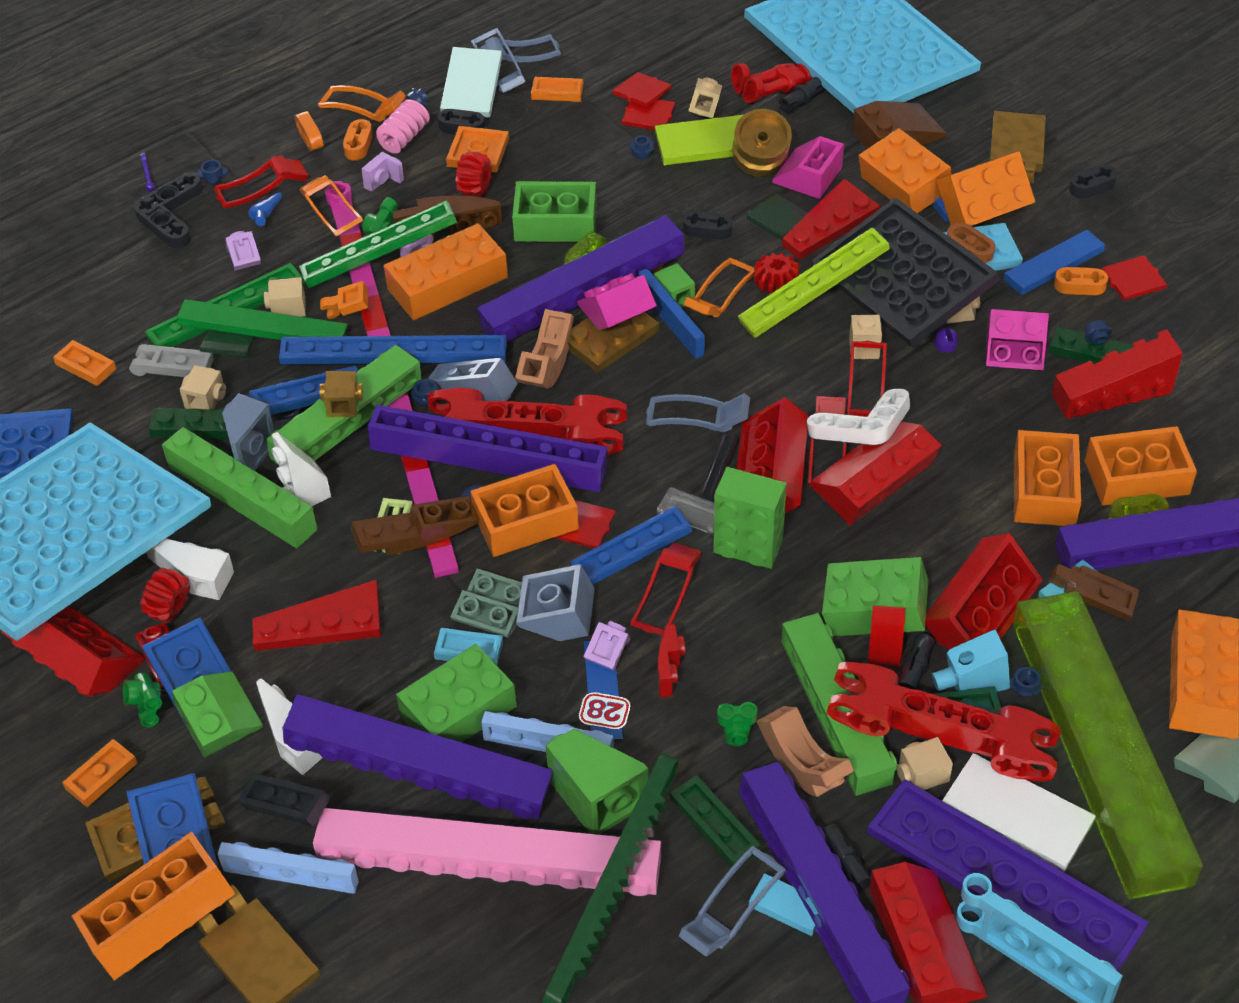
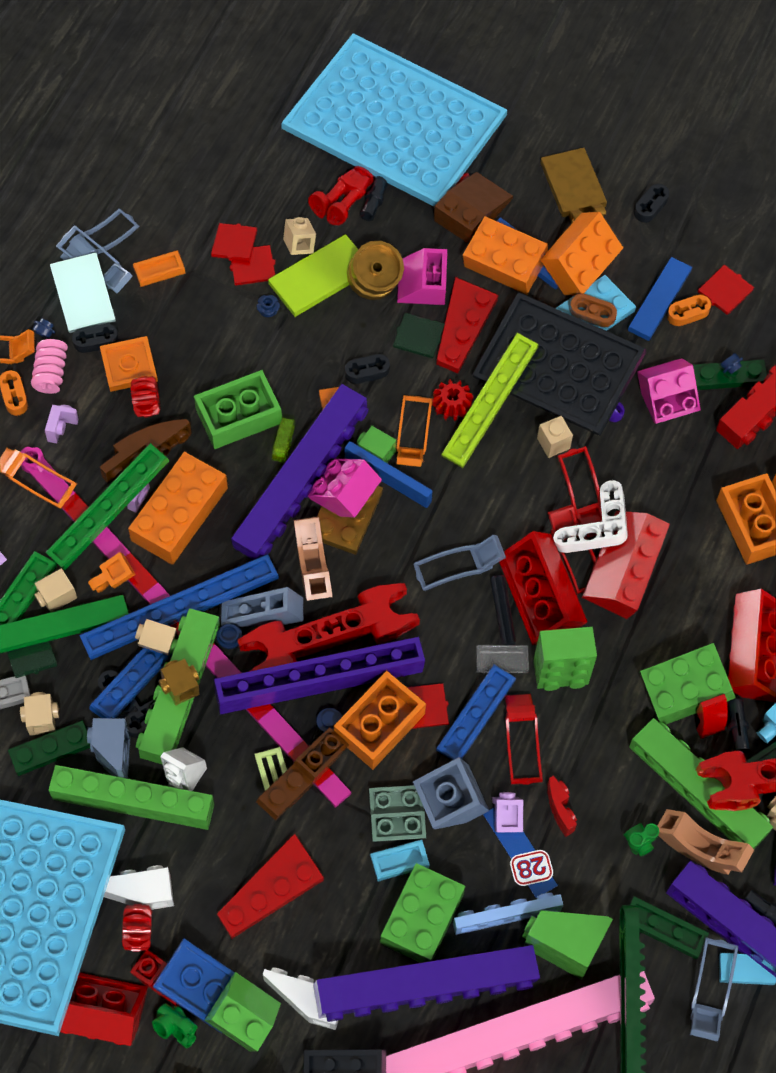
camera: 30 degrees left, 15 degrees up
(348, 355) = (155, 636): none -> tan brick
(384, 218) = (92, 480): green plate -> none

